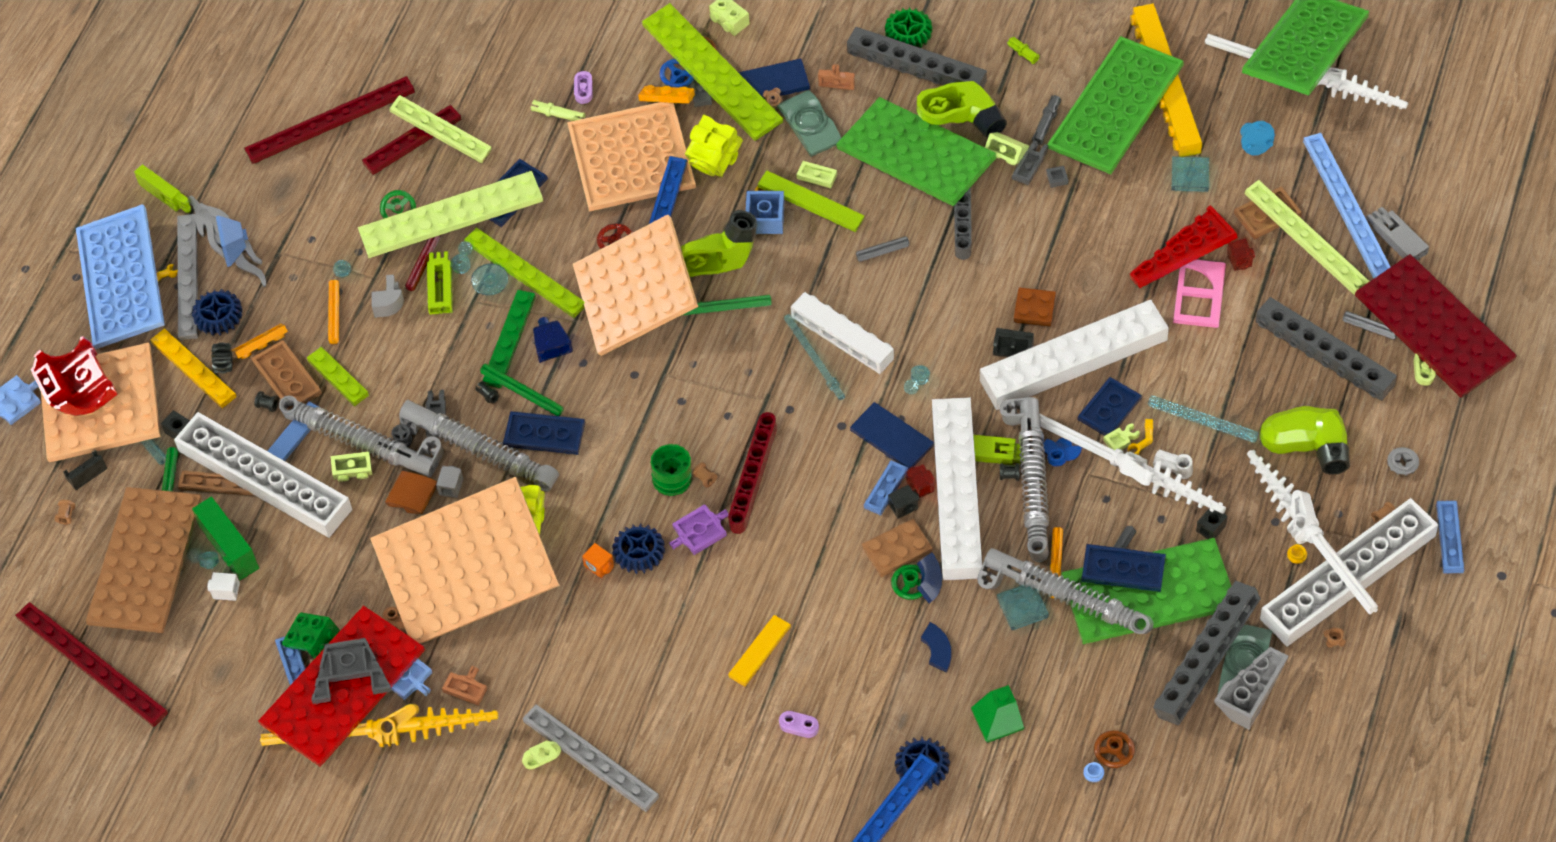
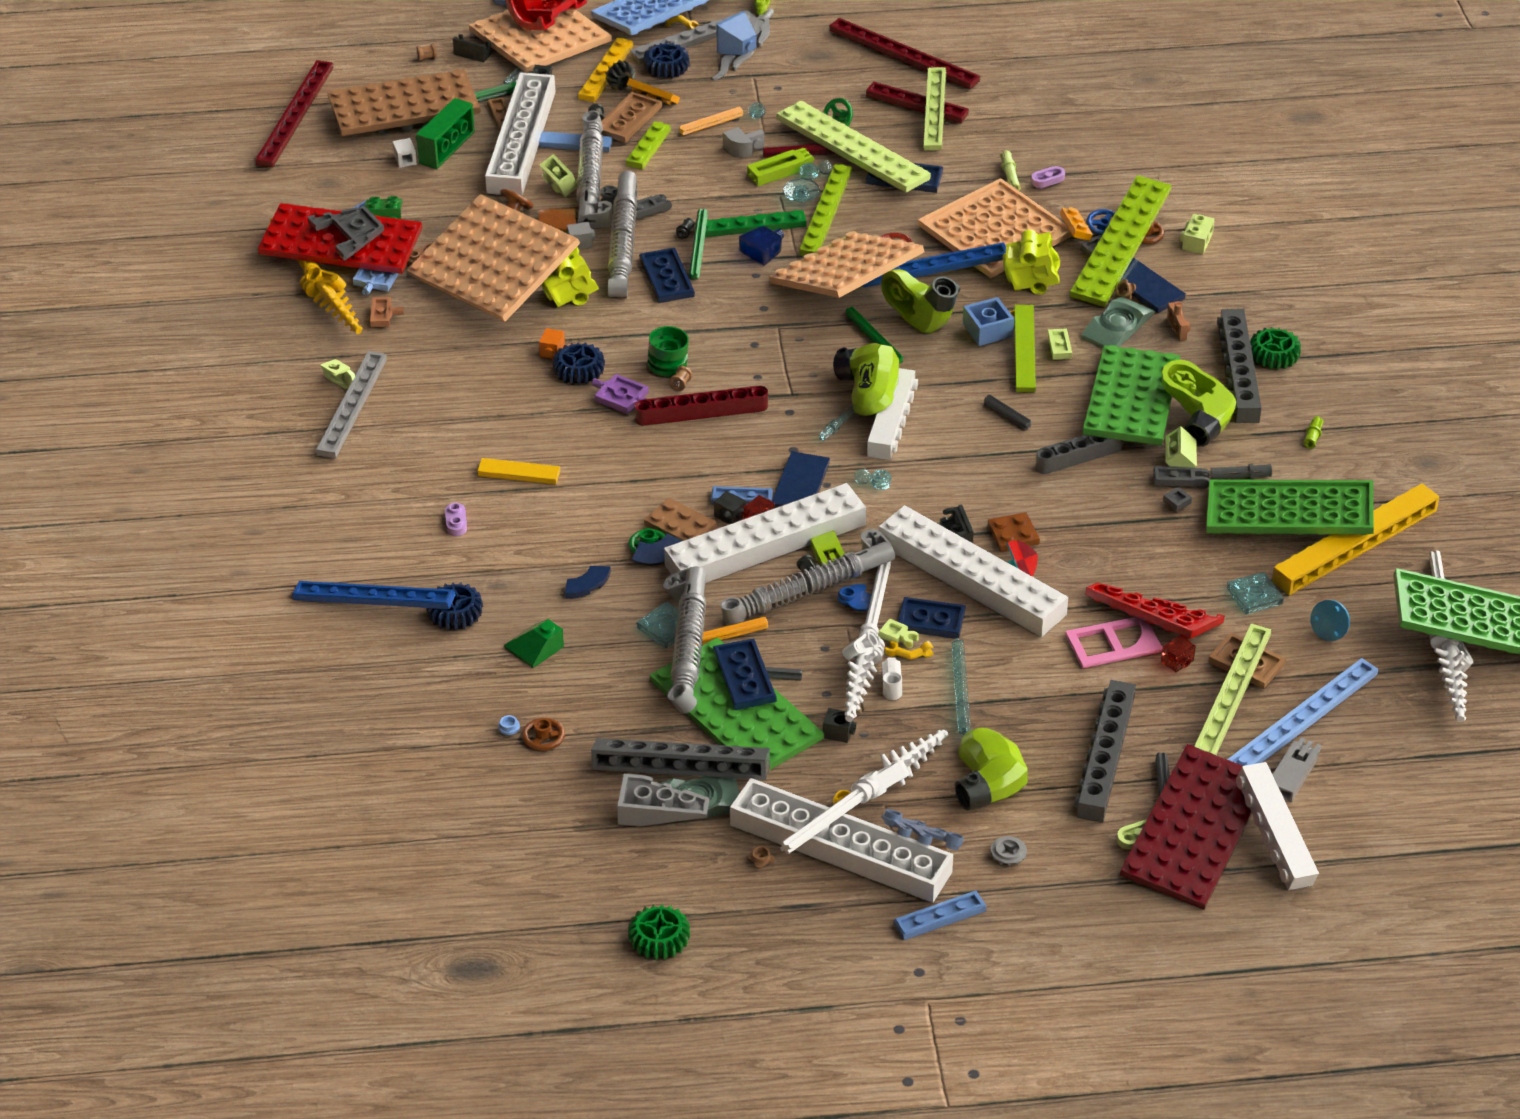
camera: 60 degrees right, 15 degrees down
(365, 516) = (516, 200): none -> dark orange piece
(804, 324) = (875, 376): none -> lime piece
(1078, 315) = (1023, 557): none -> shield
(1365, 509) = (906, 826): none -> sand blue plant
(1403, 751) = (659, 931): none -> green gear
(1467, 271) = (1277, 826): none -> white brick

